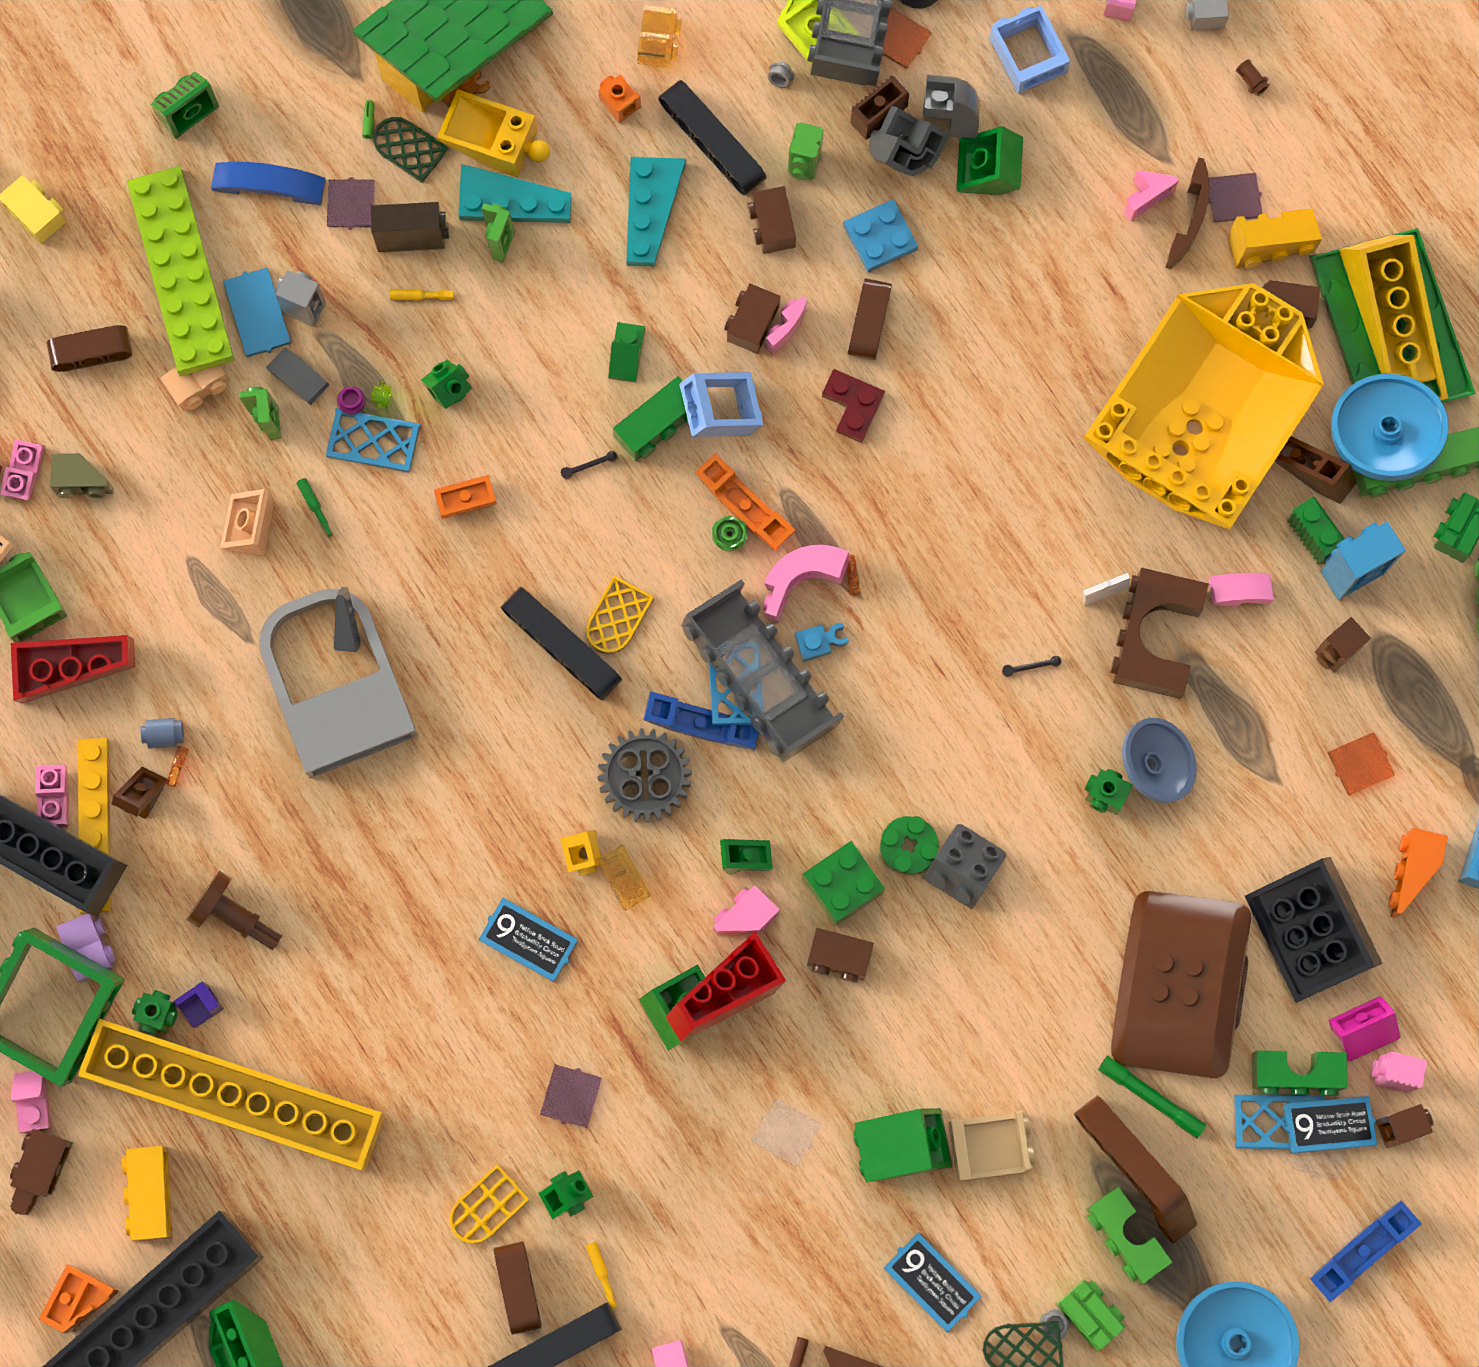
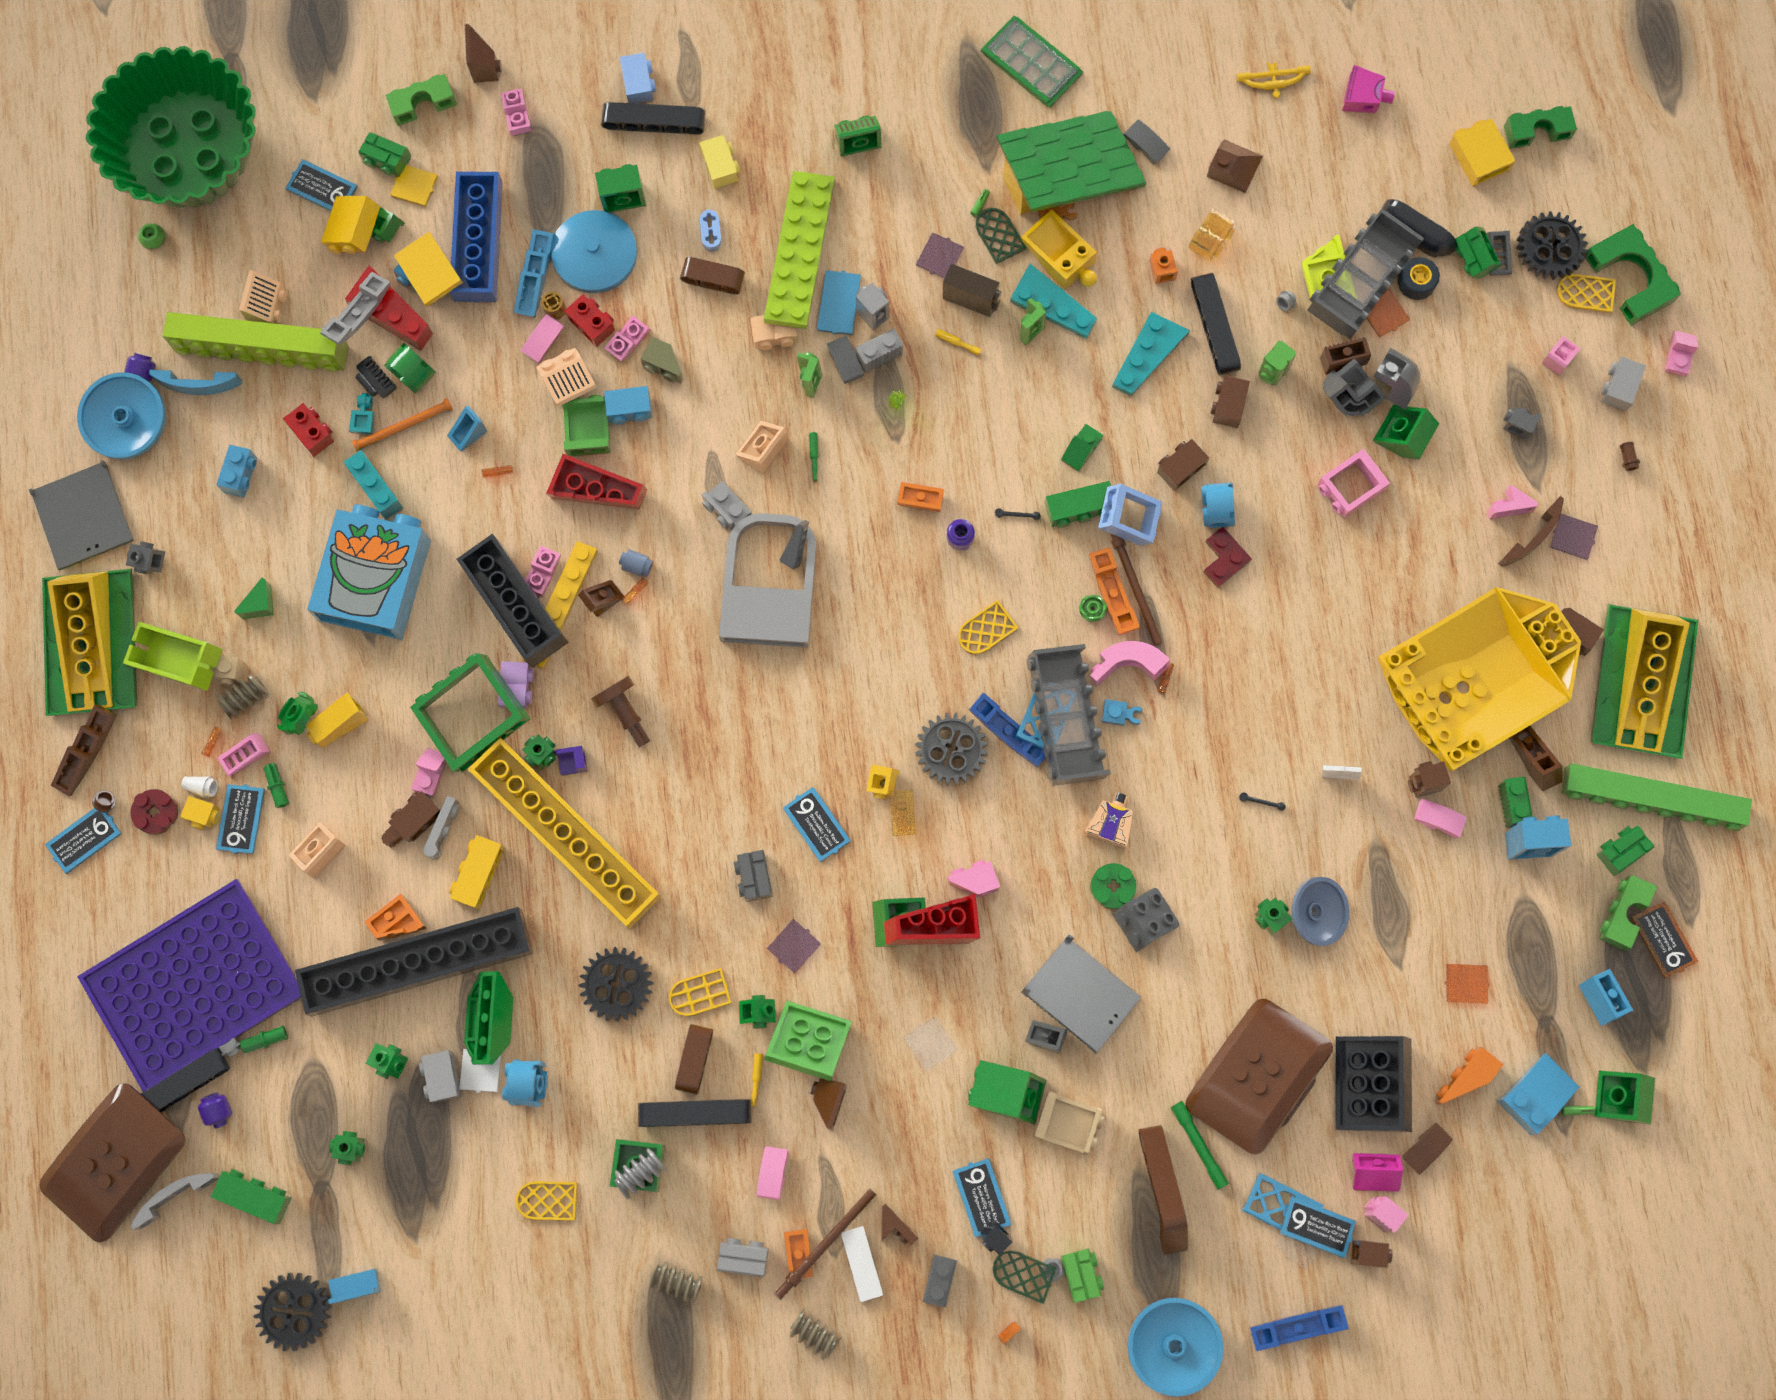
camera: 30 degrees right, 0 degrees up
(62, 548) = (628, 405): none -> dark azure brick
(66, 292) = (715, 230): none -> light blue beam
(79, 1162) = (441, 828): none -> light grey plate
(237, 614) = (725, 505): none -> light grey bracket
(268, 179) = (891, 214): blue slope -> none
(333, 346) = (879, 350): none -> light grey brick
(351, 400) = (874, 393): magenta plate -> none
(354, 1251) = (595, 980): none -> black gear
(382, 461) = (875, 411): dark azure window -> none
(447, 383) = (946, 412): green brick -> none
(484, 1036) = (754, 876): none -> dark grey brick
(534, 519) = (958, 528): none -> dark purple head
(561, 643) = (938, 630): black beam -> none
(643, 1199) = (808, 1040): none -> bright green plate
(699, 1257) = (828, 1100): none -> reddish brown slope
(724, 445) = (1119, 545): none -> reddish brown bar
(745, 855) = (994, 838): green slope -> none
(791, 318) = (1211, 475): bright pink slope -> none
(819, 345) = (1219, 504): none -> dark azure brick
(840, 955) = (1027, 939): reddish brown brick -> none
(843, 883) = (1053, 890): green brick -> none
(869, 319) = (1265, 503): reddish brown beam -> none
(872, 772) = (1111, 822): none -> torso
(880, 235) = (1302, 447): dark azure plate -> none
(917, 1057) = (1046, 1036): none -> dark grey slope
(934, 989) = (1081, 994): none -> door
(970, 227) = (1369, 470): none -> bright pink window
(972, 1321) = (995, 1237): none -> black plate
(1037, 73) = (1475, 383): light blue window -> none
(1113, 94) = (1520, 422): none -> dark grey brick
(1135, 664) = (1374, 791): reddish brown arch -> none
(1140, 1260) = (1128, 1213): bright green arch -> none
(1207, 550) = (1429, 779): none -> reddish brown brick
(1273, 237) = (1587, 578): yellow wedge -> none
(1326, 1073) = (1294, 1172): green arch -> none
(1341, 645) = (1493, 892): reddish brown brick -> none
(1389, 427) = (1605, 753): dark azure dish -> none
(1409, 974) = (1428, 1148): none -> reddish brown slope

